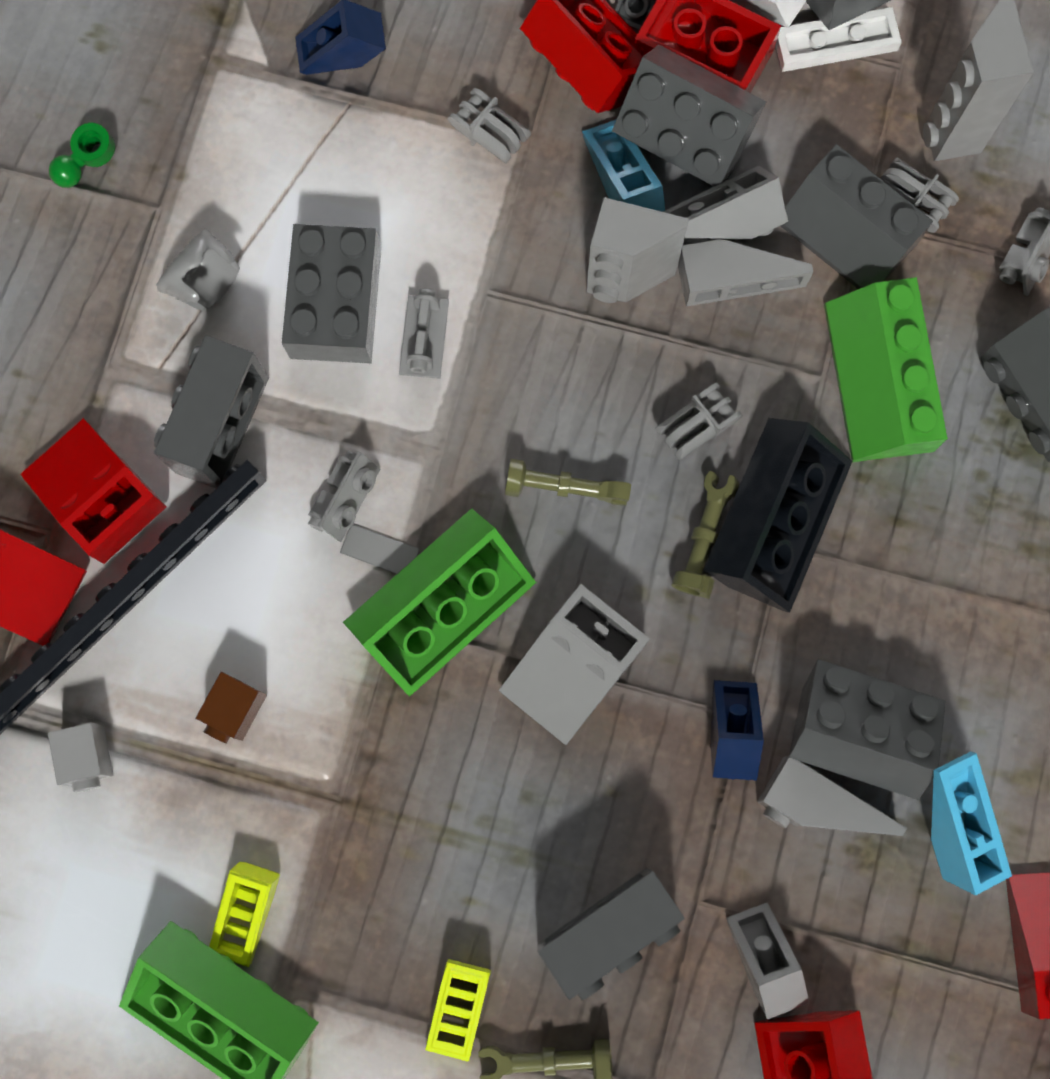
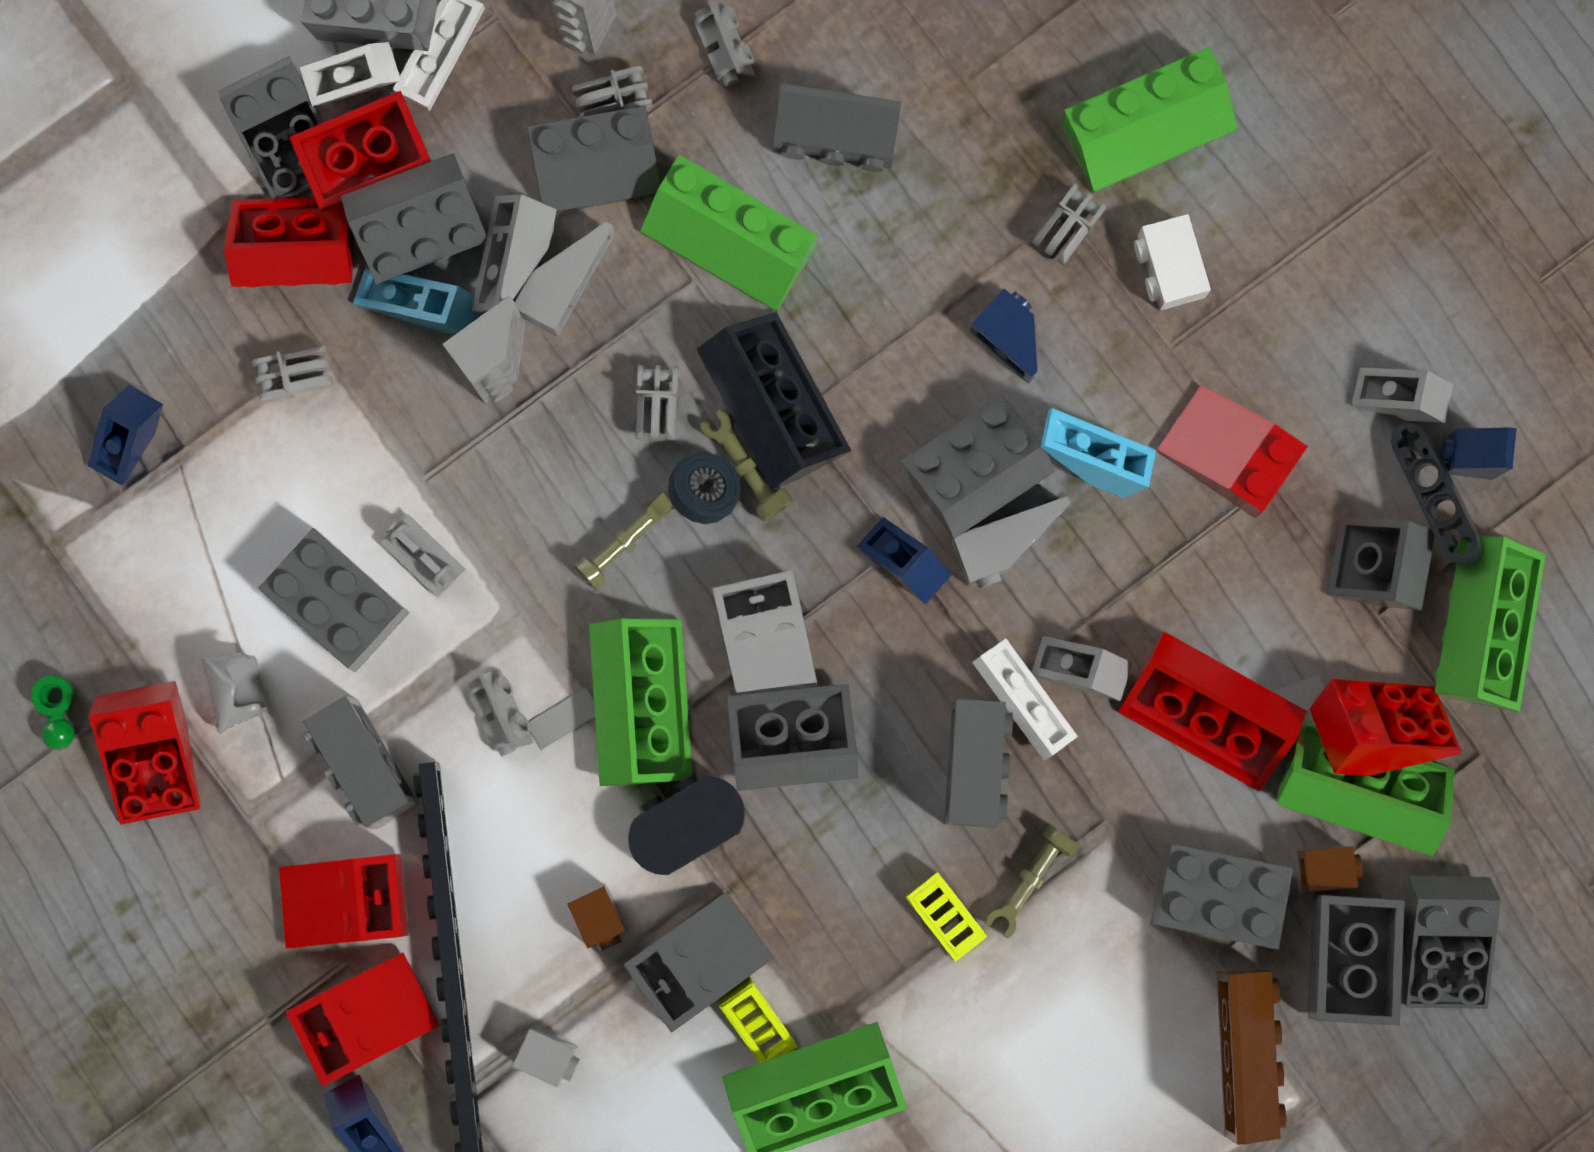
camera: 55 degrees left, 5 degrees up
(99, 245) = (145, 752): none -> red slope
(254, 822) = (698, 962): none -> dark grey slope
(365, 719) = (686, 824): none -> black brick
(509, 752) = (793, 737): none -> dark grey slope
(671, 499) = (695, 471): none -> black bush
(701, 933) = (1025, 698): none -> white plate
(1000, 666) = (1009, 332): none -> dark blue slope

